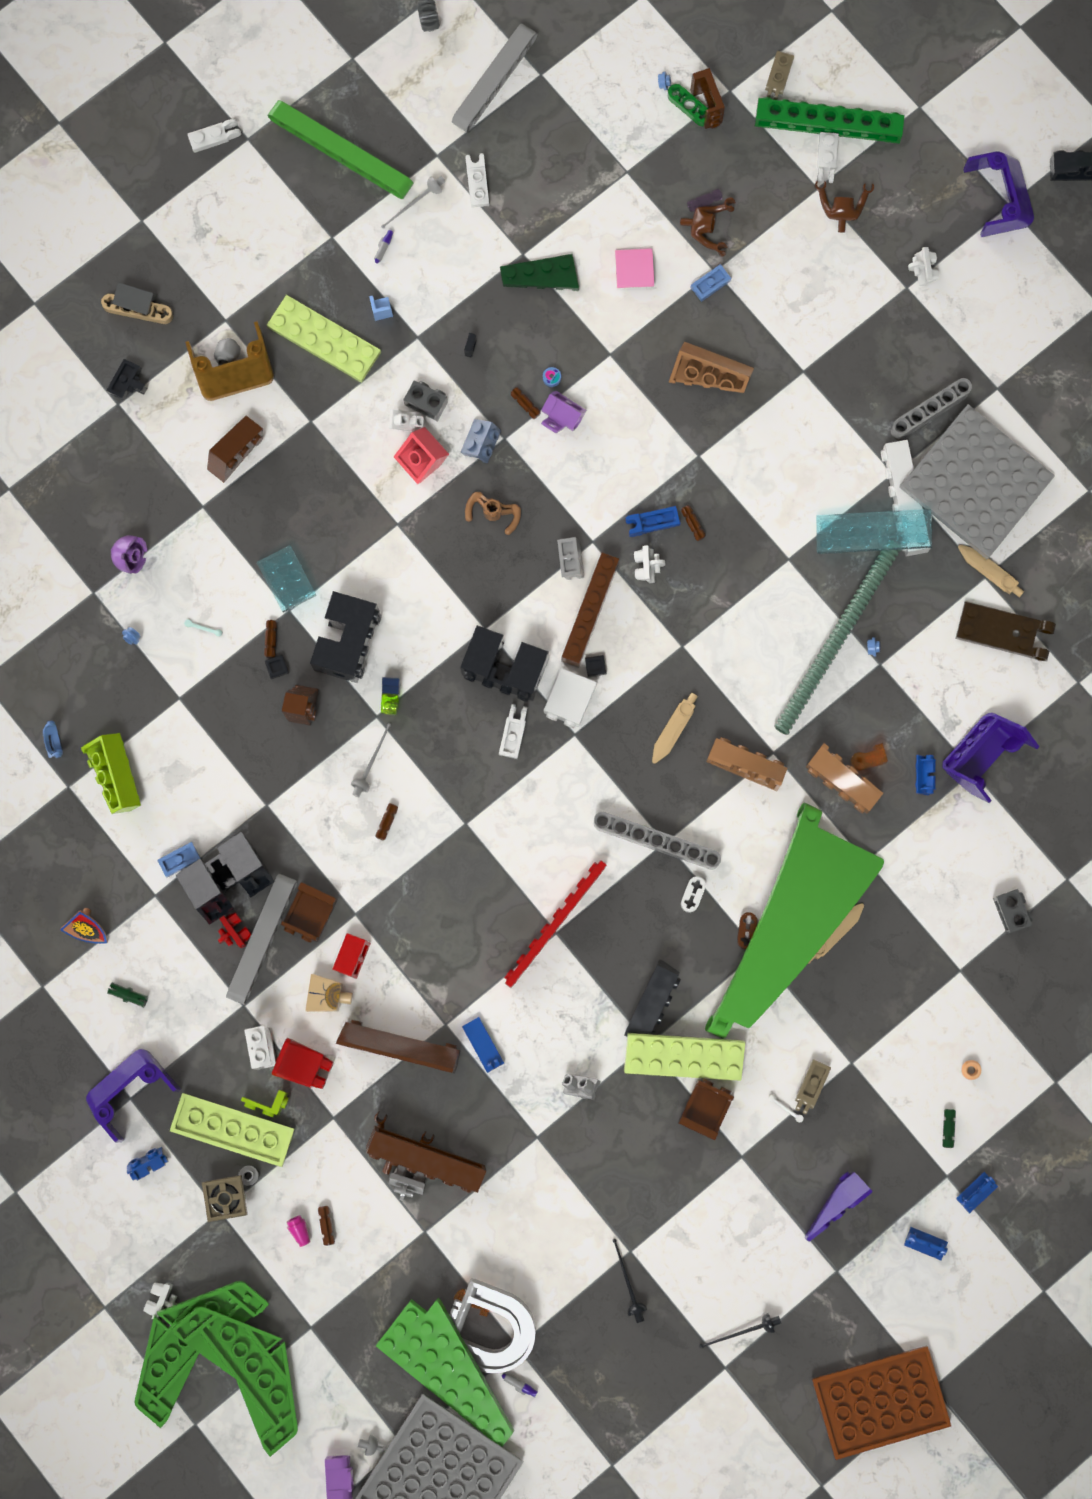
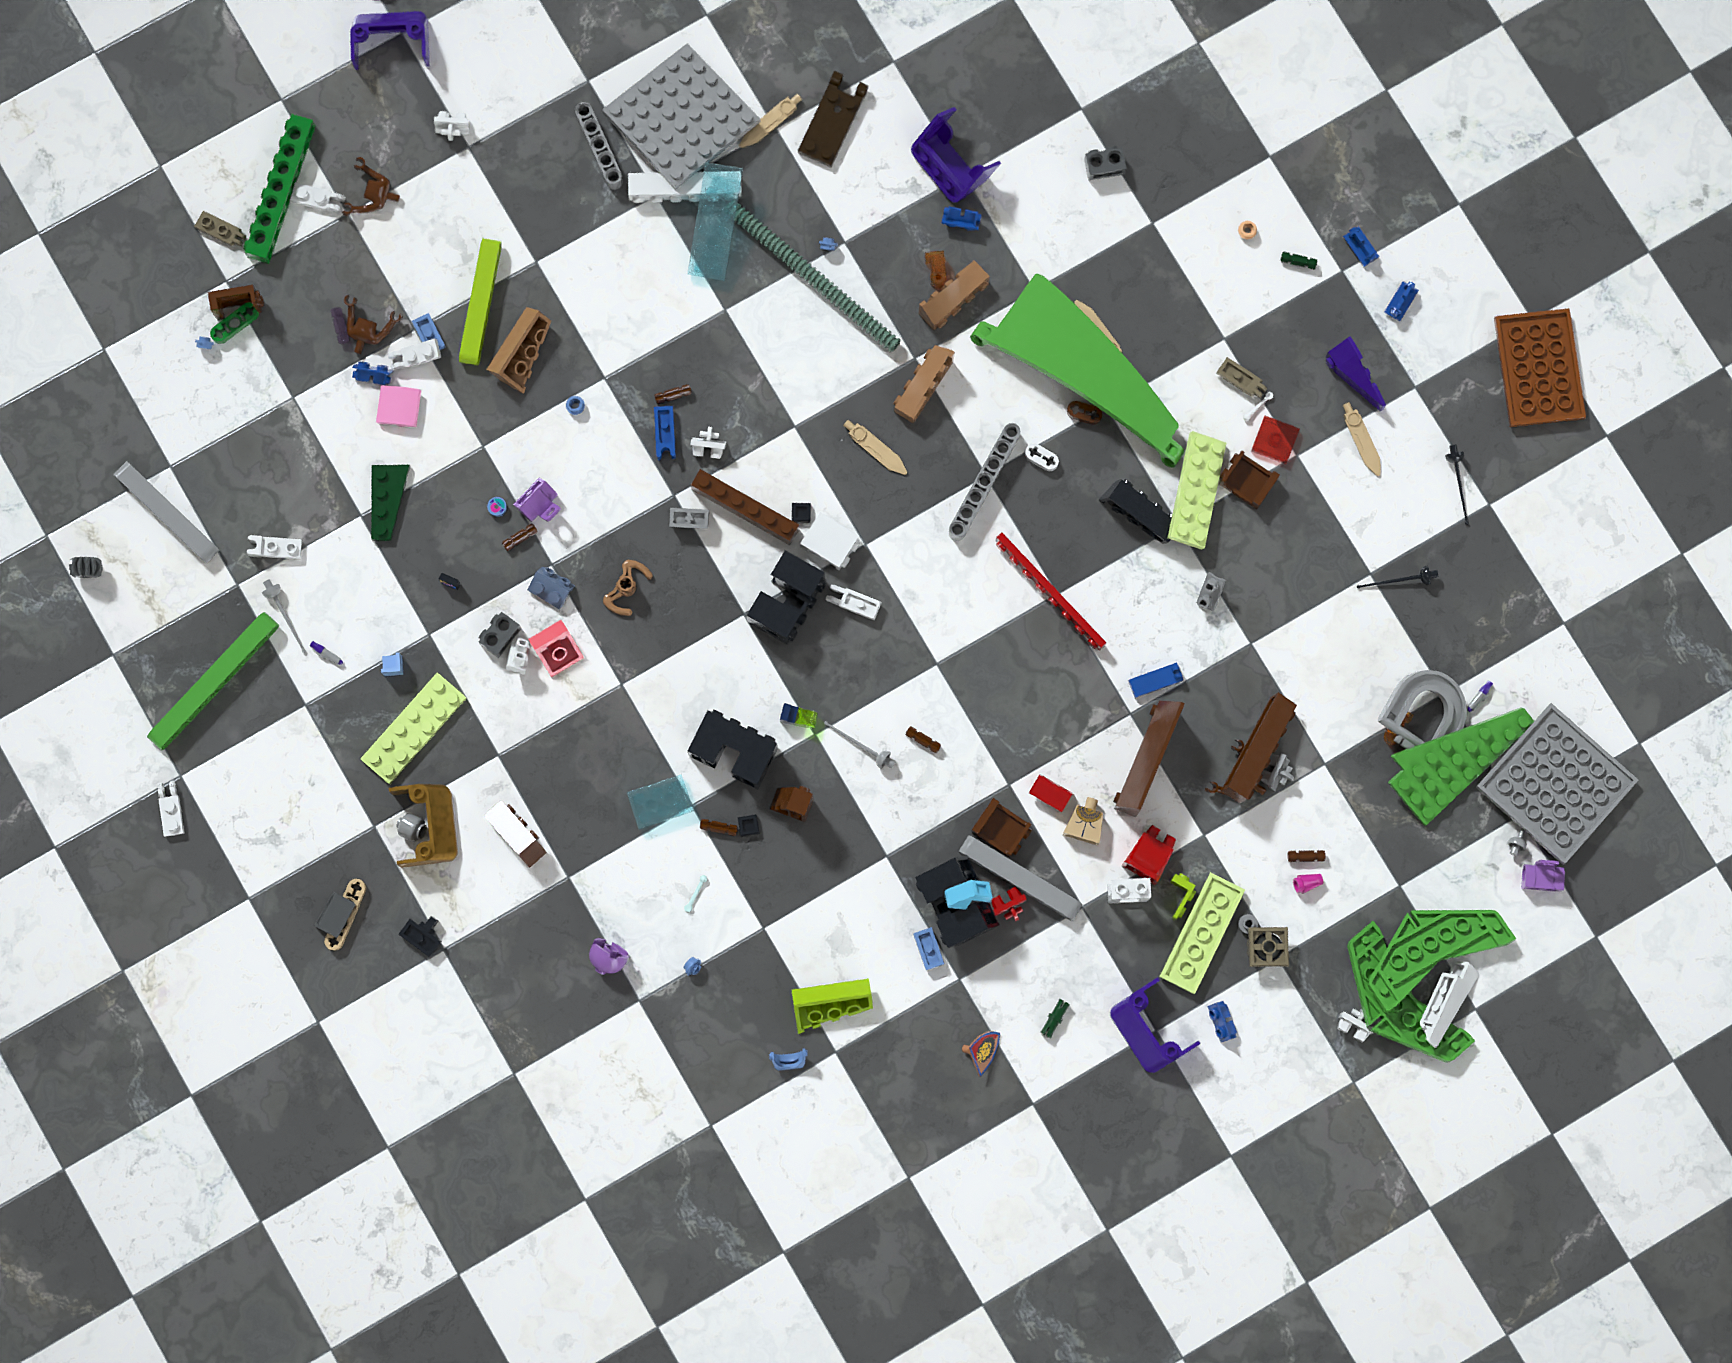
camera: 85 degrees left, 0 degrees up
(196, 1392) = (1447, 1000): none -> white wedge
(230, 887) = (962, 894): none -> medium azure slope
(662, 230) = (379, 373): none -> blue hinge
(665, 426) = (575, 399): none -> medium blue plate
(688, 274) = (416, 354): none -> white hinge
(752, 324) = (480, 301): none -> lime beam
(753, 1131) = (1275, 439): none -> clear red plate
(770, 1222) = (1362, 439): none -> tan piece

